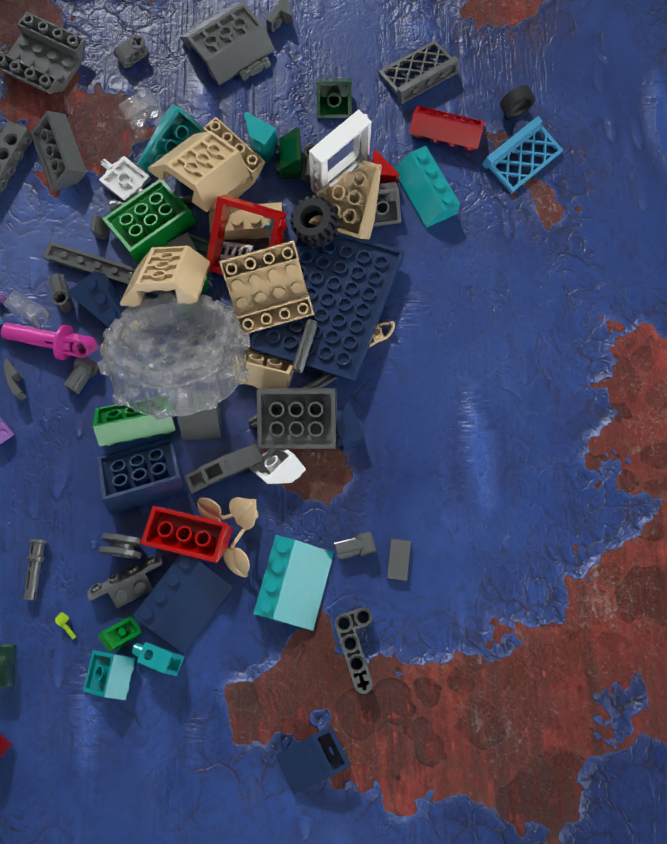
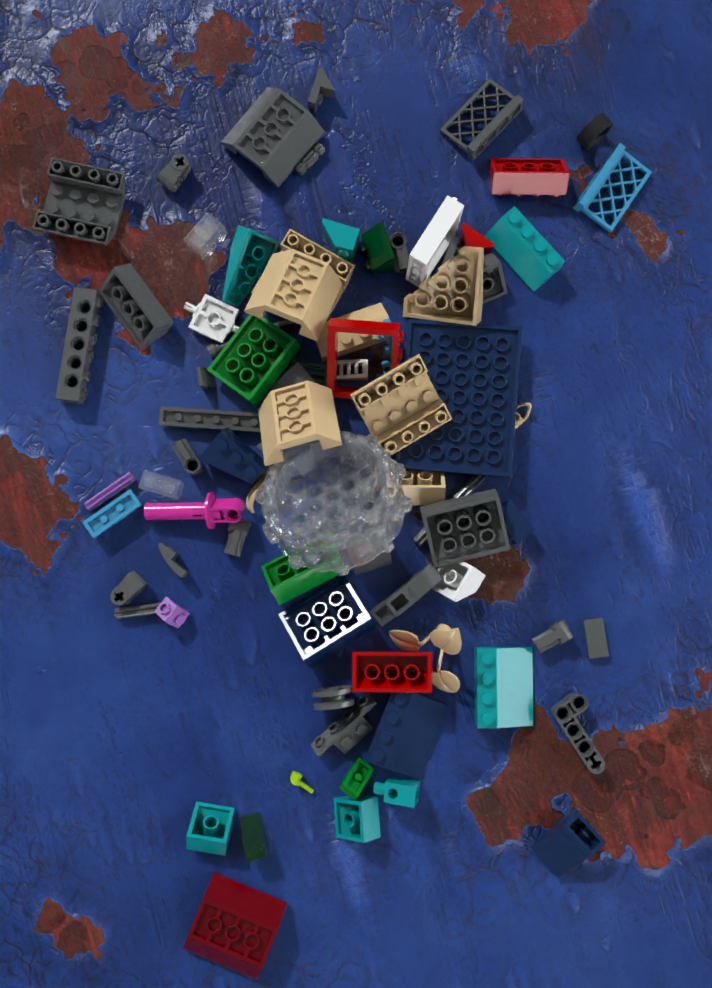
camera: 15 degrees left, 10 degrees up
(34, 560) = (252, 730): dark grey pin -> none
(304, 346) = (452, 454): dark grey axle -> none
(305, 212) = (415, 308): black tyre -> none
(334, 97) = (403, 172): dark green slope -> none

